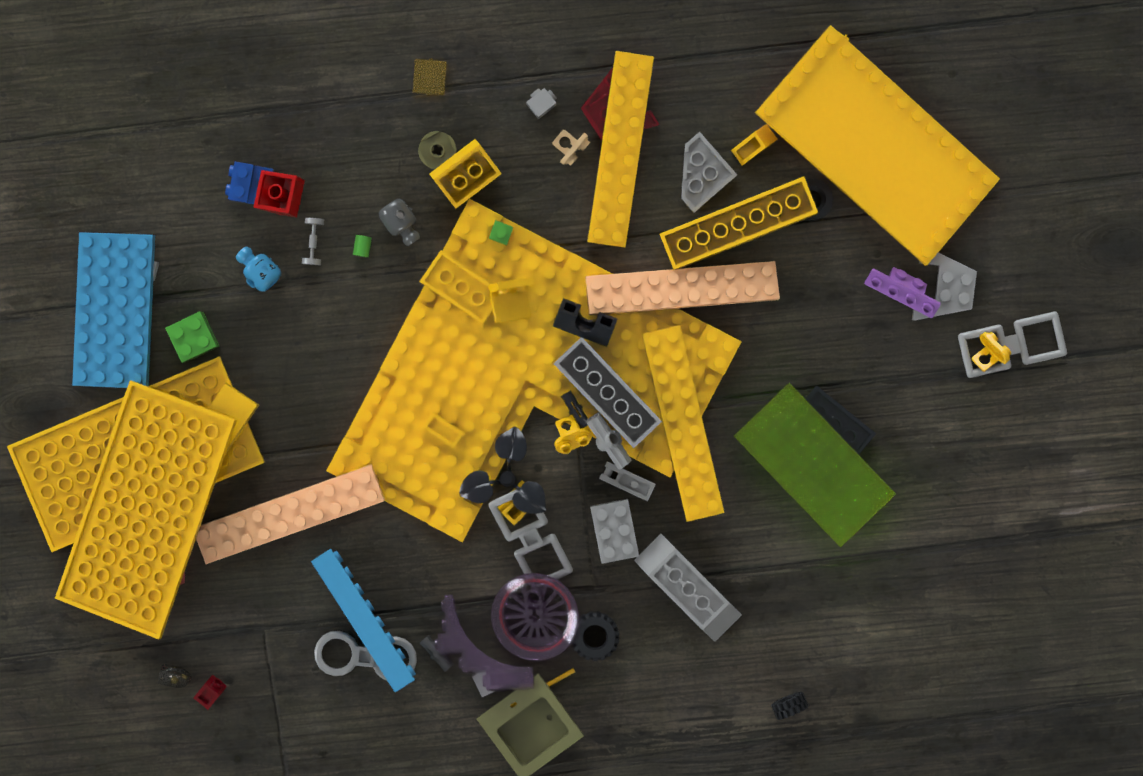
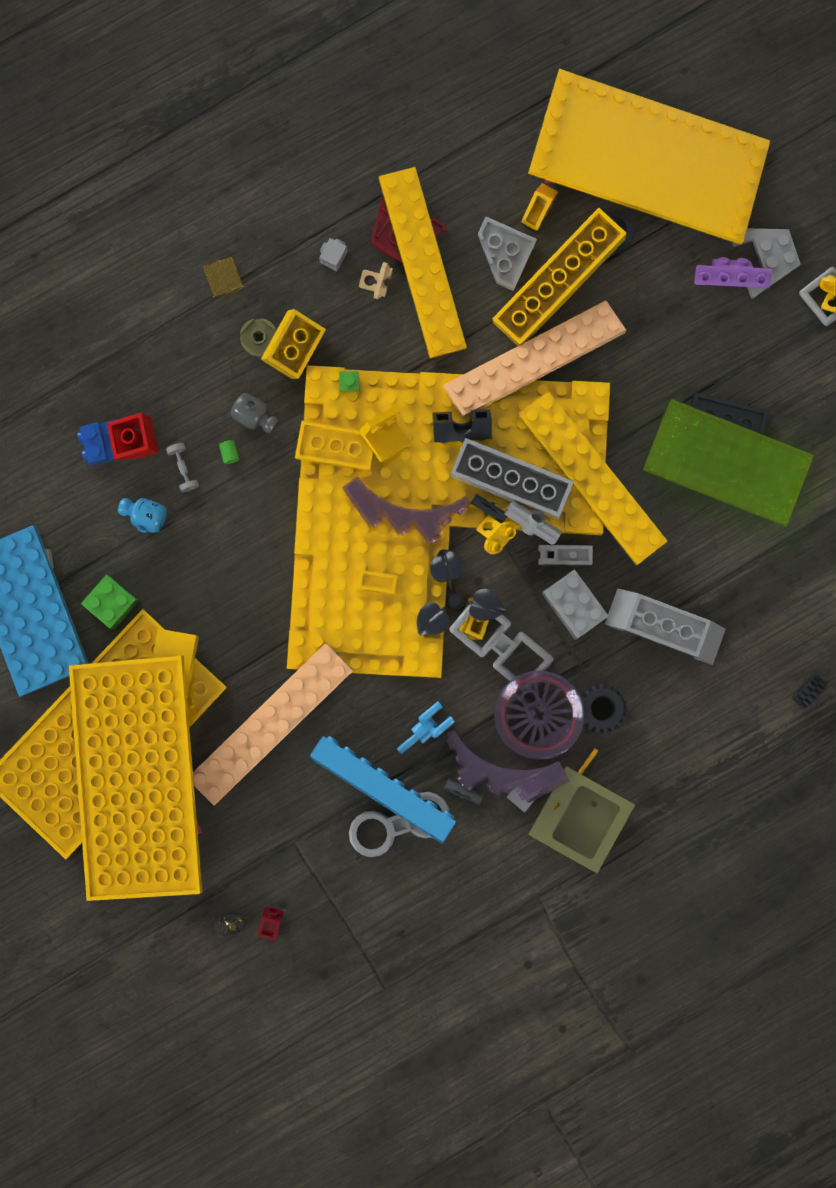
camera: 25 degrees left, 5 degrees down
(429, 581) = (426, 728): none -> dark azure plant
(512, 396) = (426, 521): none -> arch

